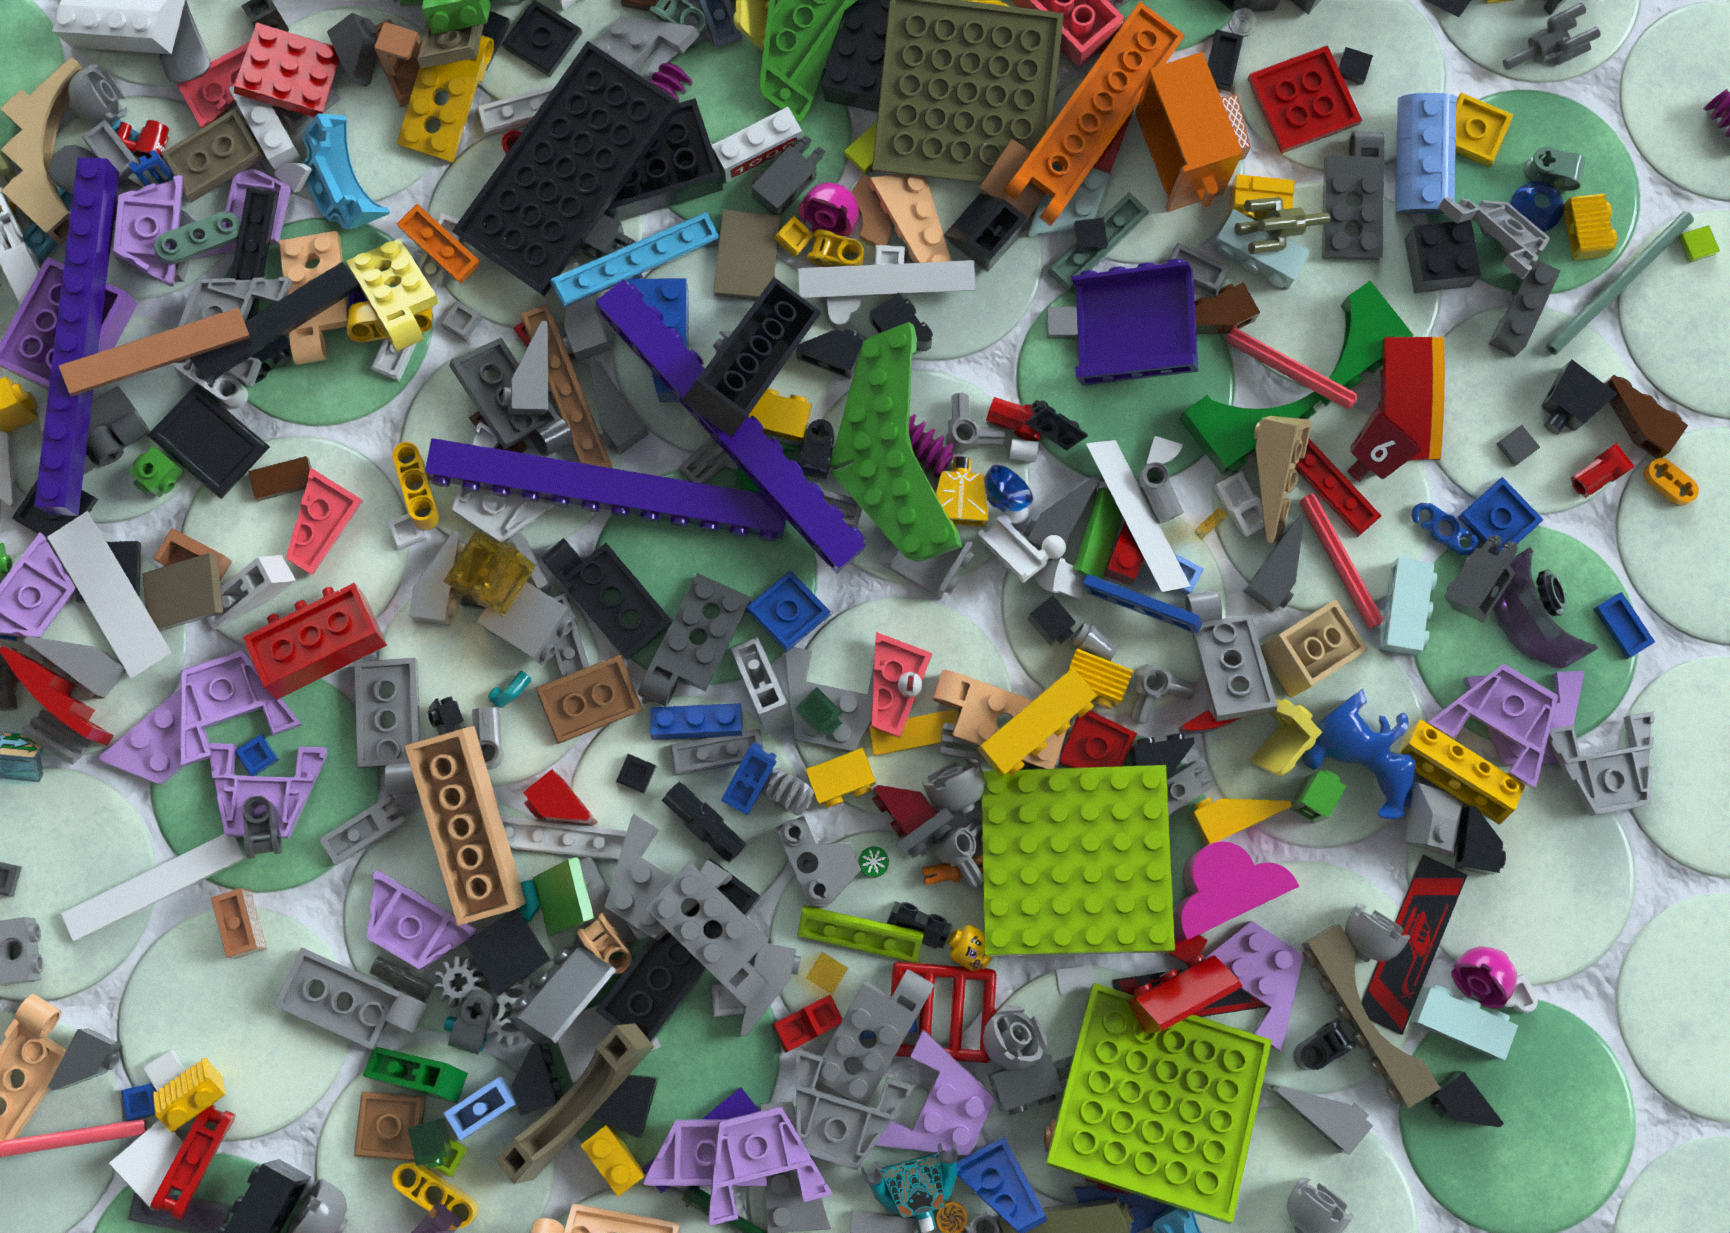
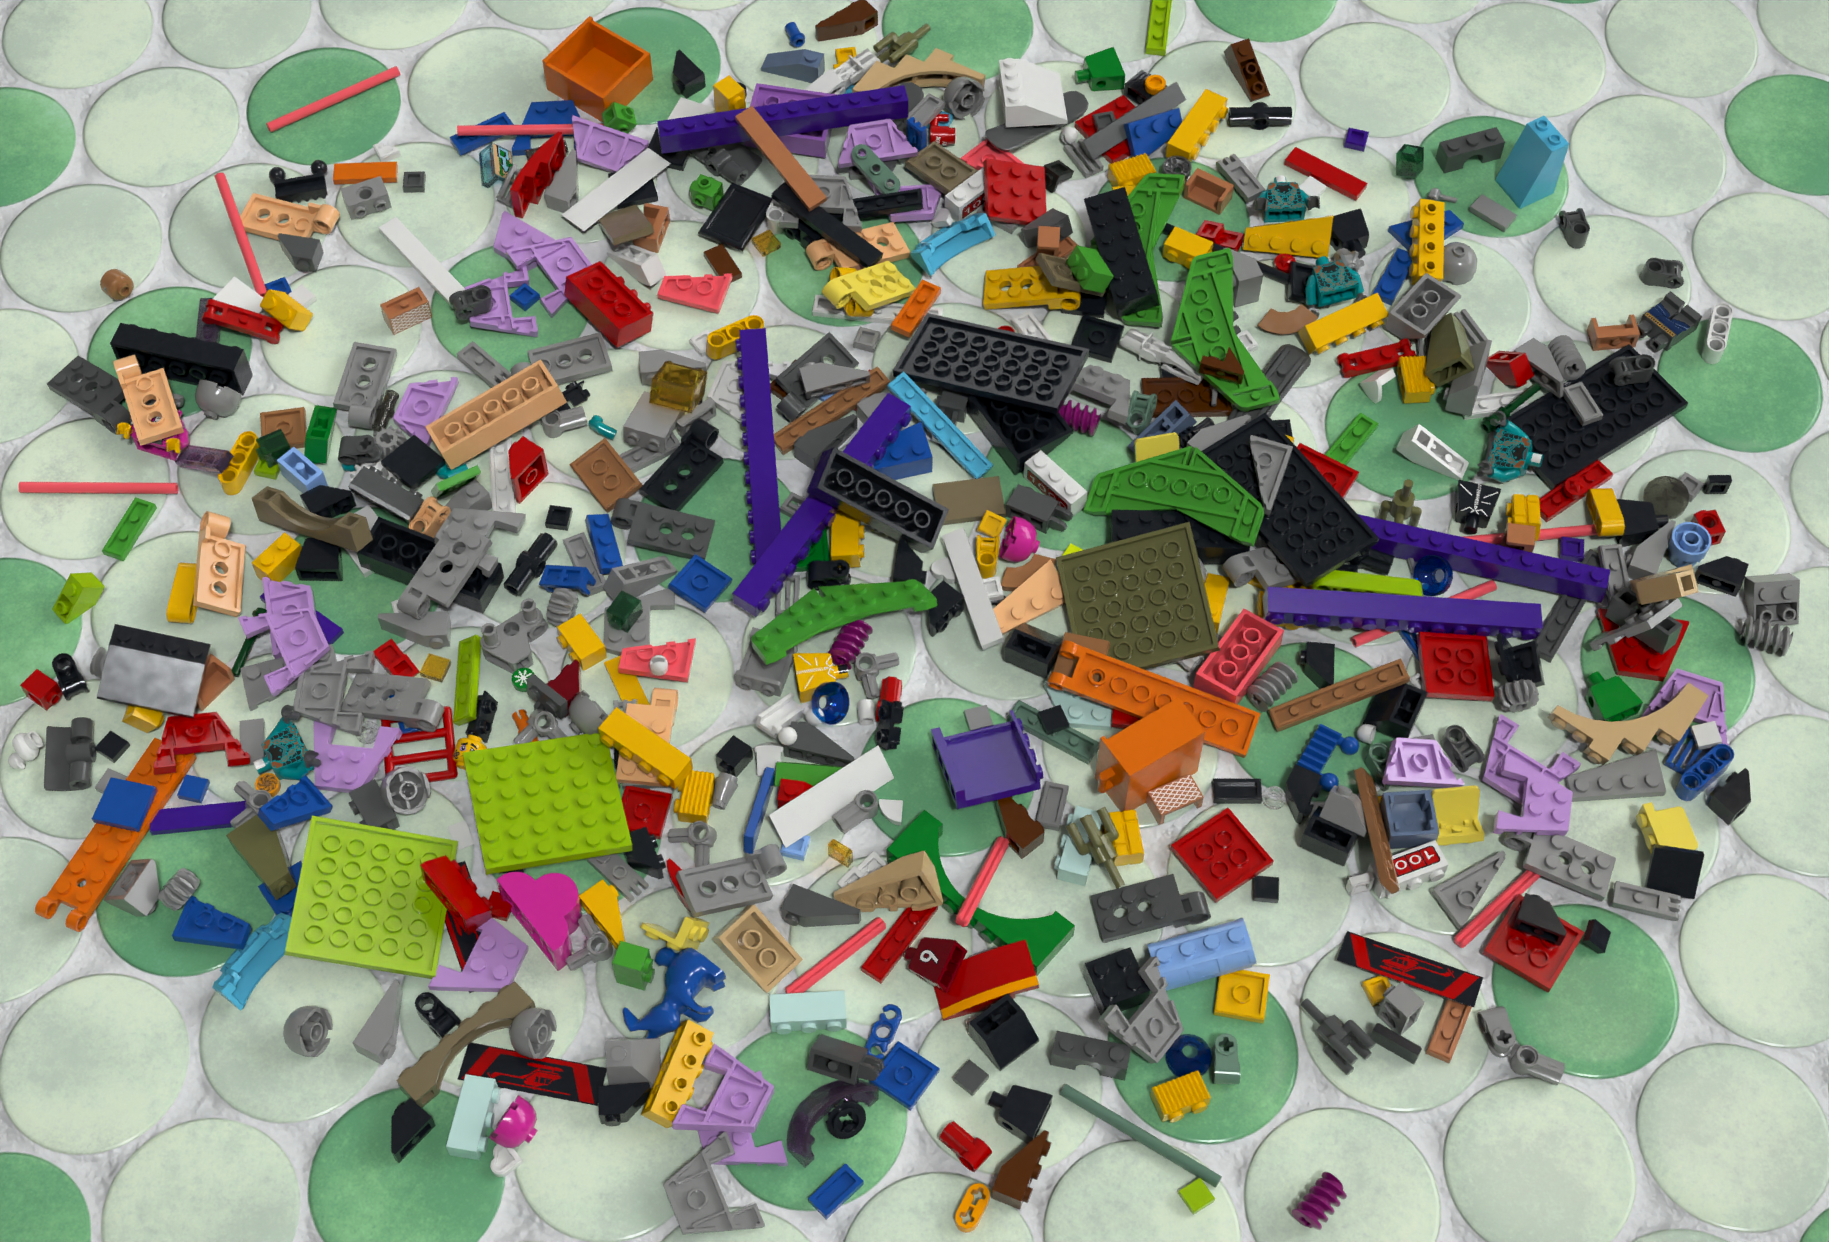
camera: 80 degrees right, 20 degrees down
(262, 413) = (766, 243): none -> clear yellow tile
(1261, 838) = (593, 938): none -> light grey axle
(1477, 396) = (1003, 1032): none -> black slope

